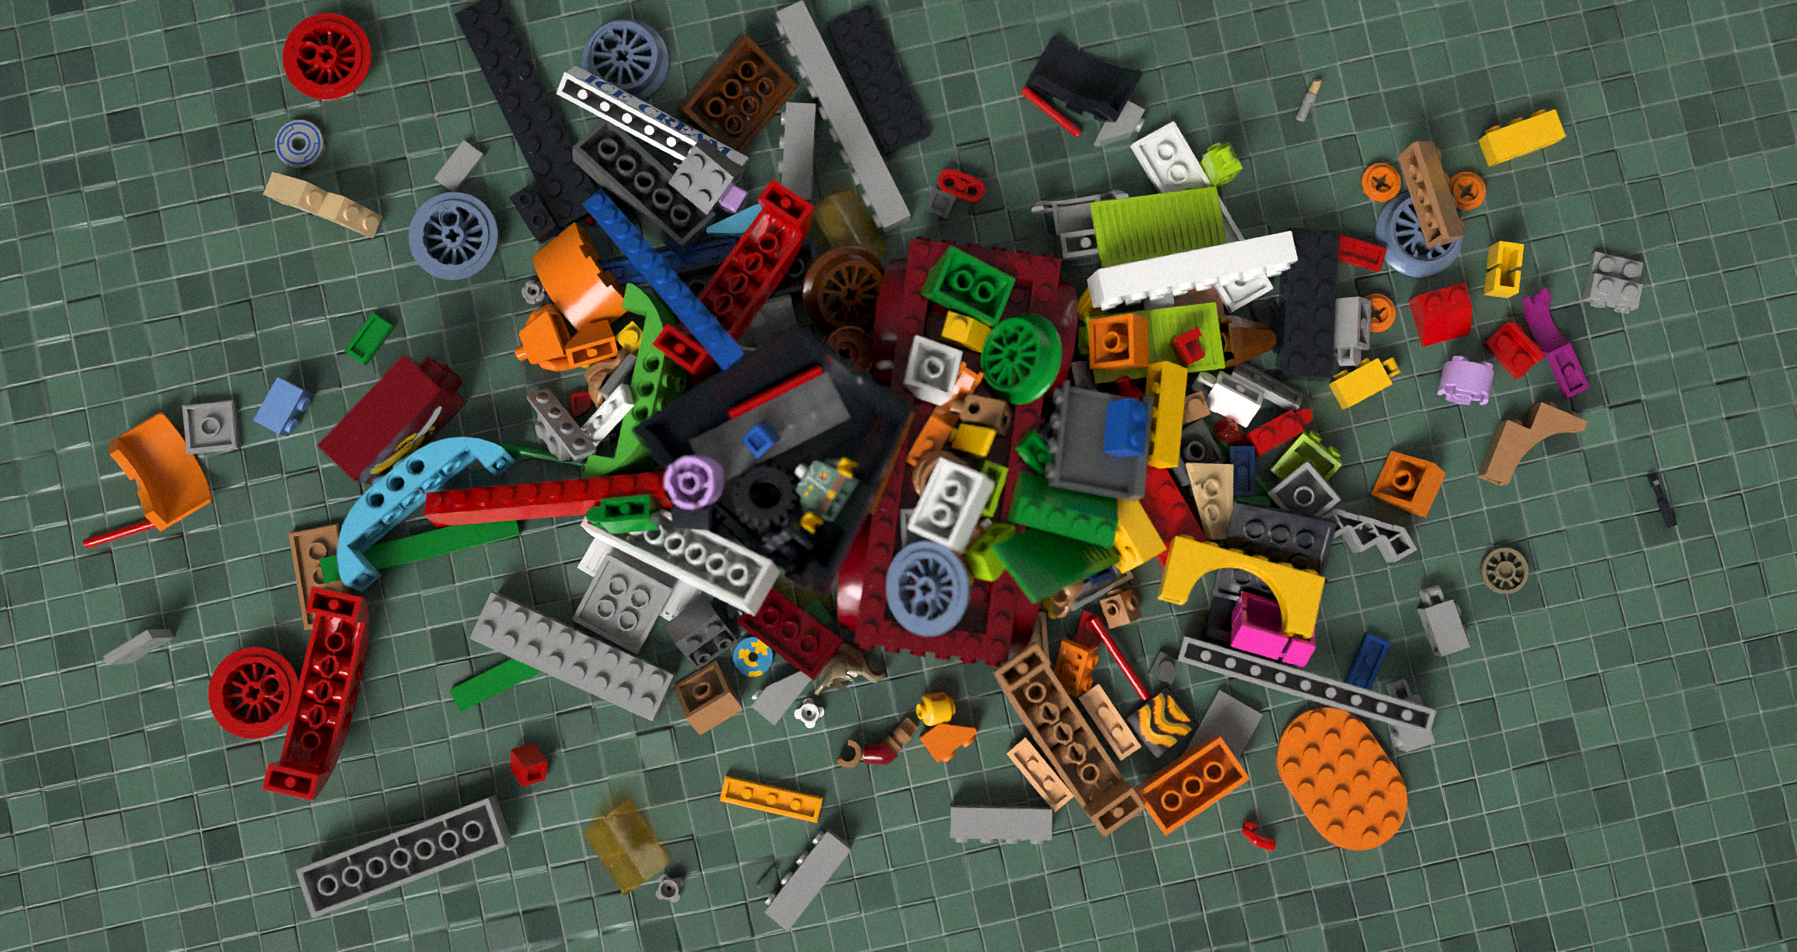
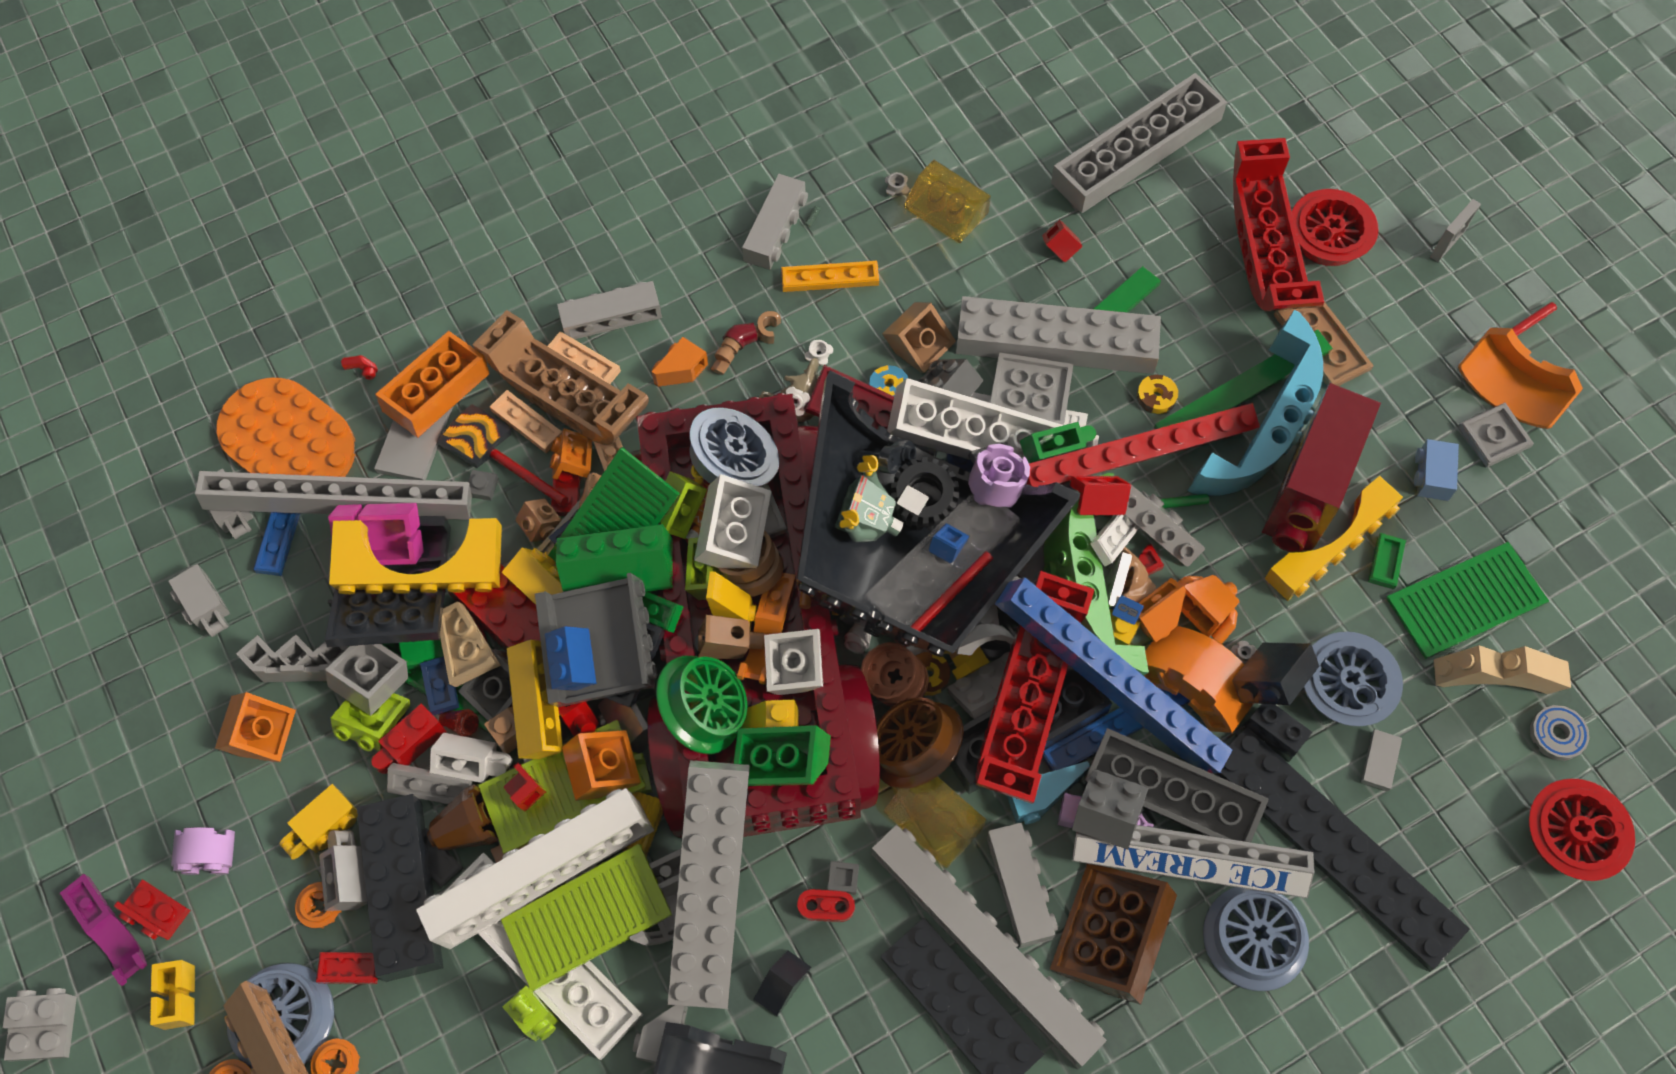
camera: 165 degrees right, 20 degrees down
(316, 283) = (1467, 600): none -> green window
(456, 349) = (1297, 569): none -> yellow arch
(492, 565) = (1154, 403): none -> yellow piece
(518, 254) = (1276, 673): none -> black brick
(604, 453) = (1101, 494): none -> red panel
(621, 347) = (1127, 610): none -> blue sticker
(779, 696) = (854, 351): light grey slope -> none
(780, 486) = (912, 500): none -> white sticker
(850, 652) = (801, 397): none -> white plate
(935, 708) = (698, 384): yellow head -> none
(1012, 138) = (781, 982): none -> black slope
(1051, 111) = (746, 1030): red bar -> none
(1053, 212) = (708, 884): none -> light grey brick
(1442, 314) = (241, 927): red slope -> none
(1504, 570) = (140, 673): dark tan wheel -> none
(1514, 440) = (140, 809): medium nougat arch -> none

